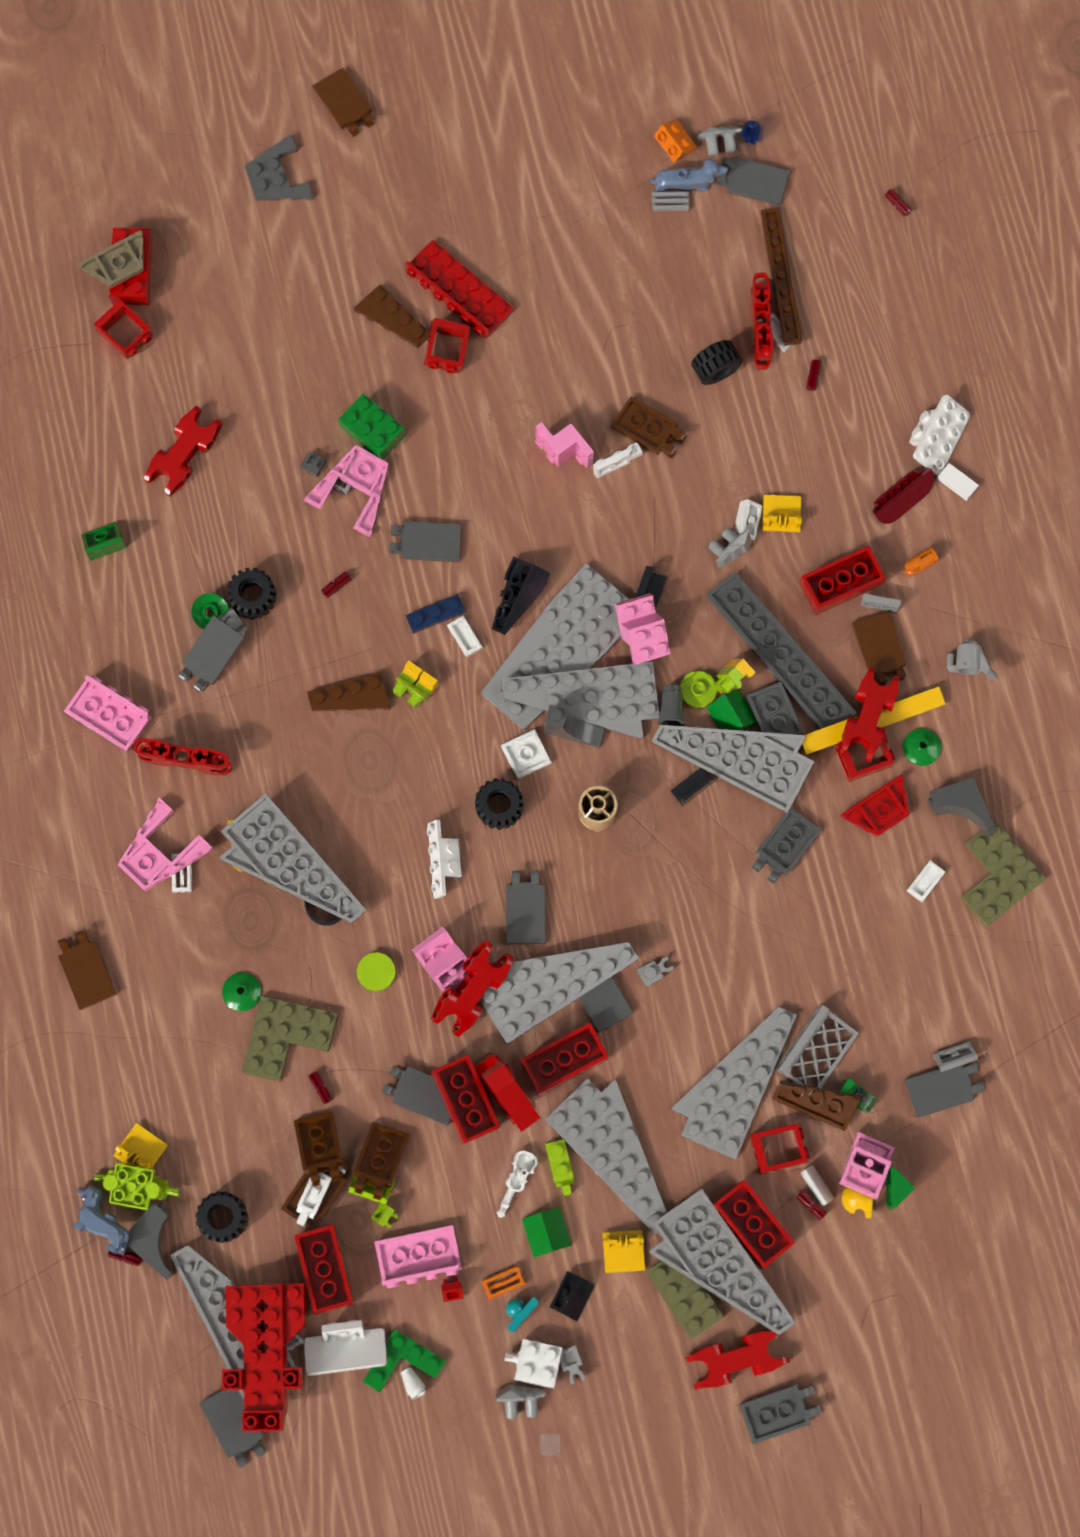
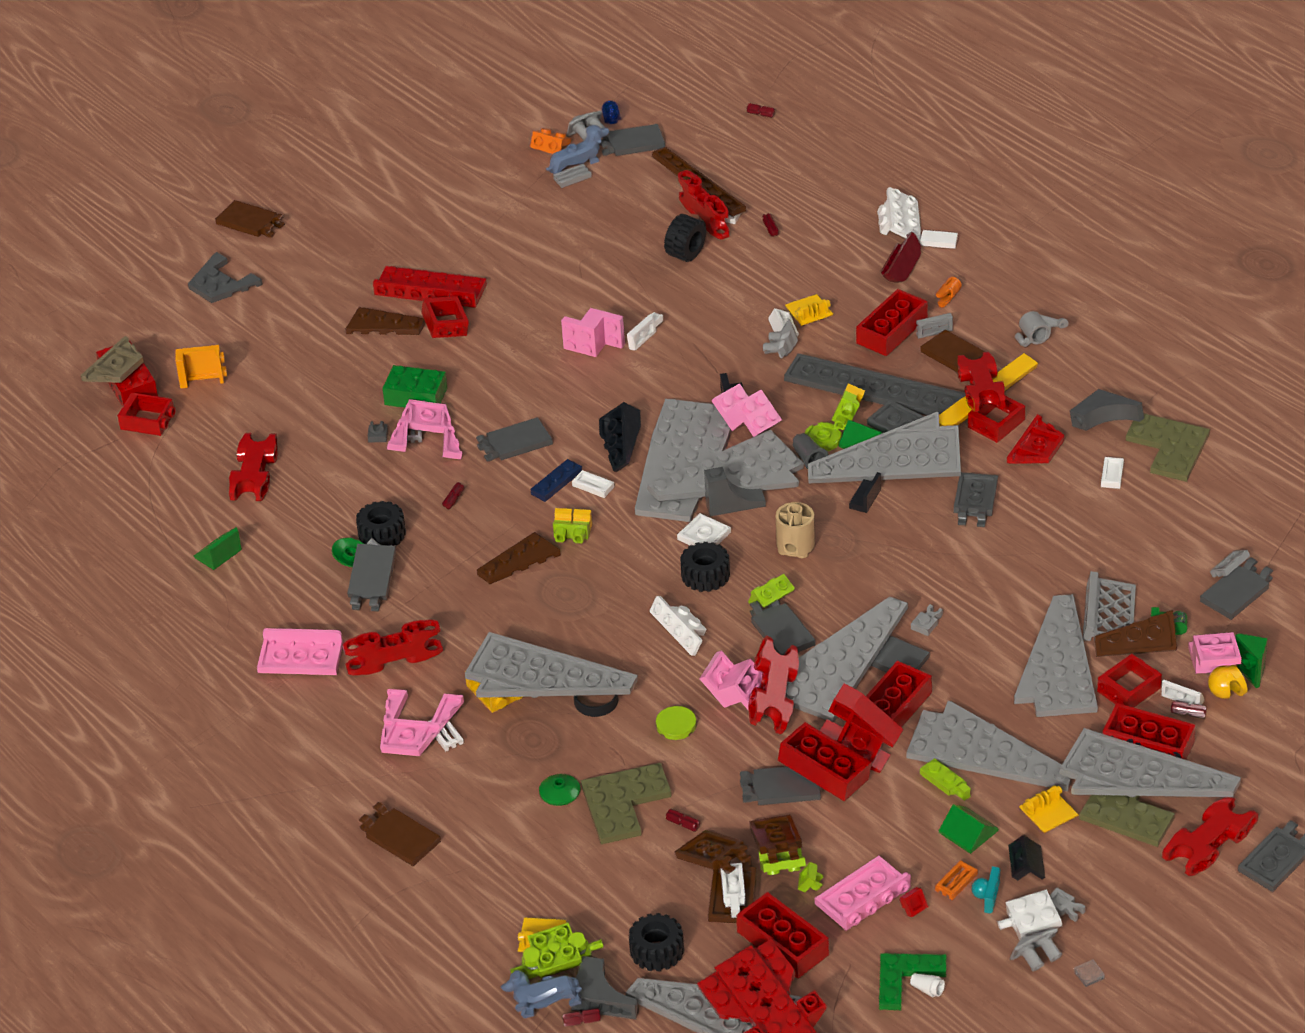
camera: 25 degrees left, 35 degrees down
(187, 288) = (199, 364): none -> light orange panel
(345, 1348) = (840, 980): white bracket -> none
(523, 1164) = (912, 793): white piece -> none
(537, 868) = (771, 591): none -> lime bracket
(648, 427) = (661, 301): reddish brown tile -> none
(919, 755) = (1040, 398): green dish -> none

